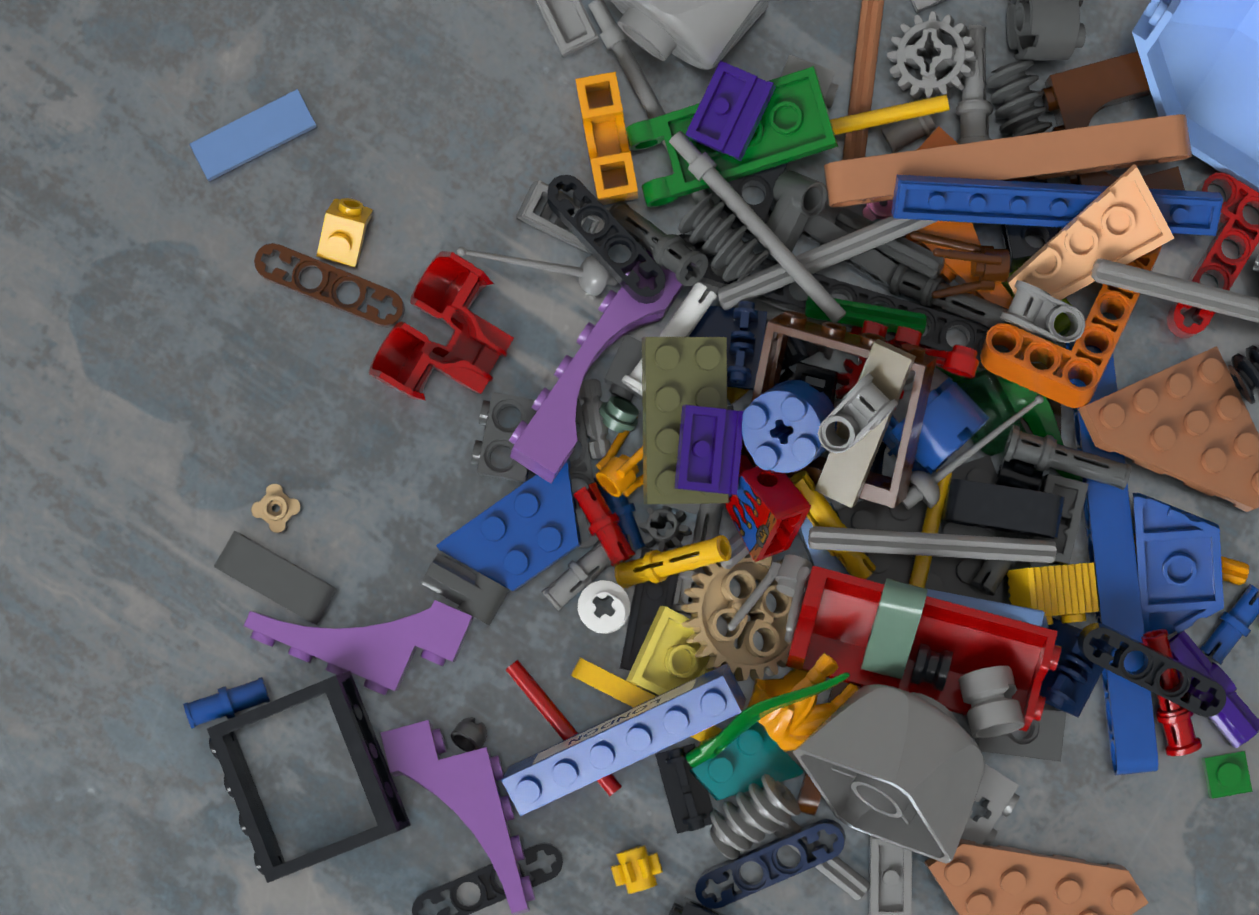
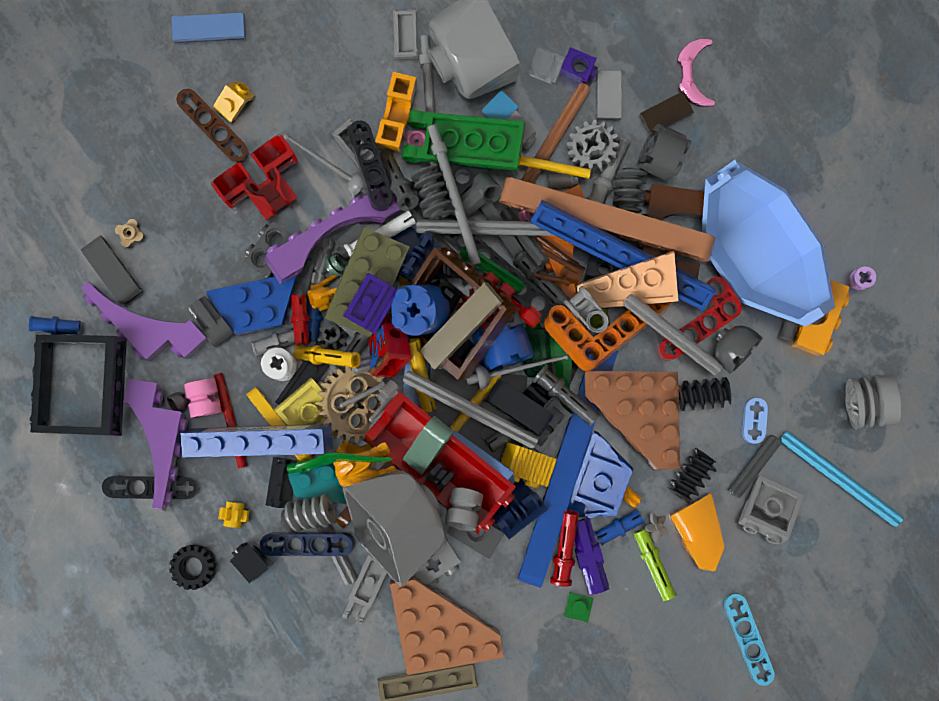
camera: 20 degrees right, 0 degrees up
(507, 711) = (202, 398): none -> bright pink wheel
(657, 158) = (411, 136): none -> bright pink plate
(730, 110) = (468, 125): dark purple plate -> none
(765, 58) = (500, 107): none -> dark azure panel
(860, 411) = (459, 318): light grey piece -> none
(1149, 674) = (557, 533): black beam -> none

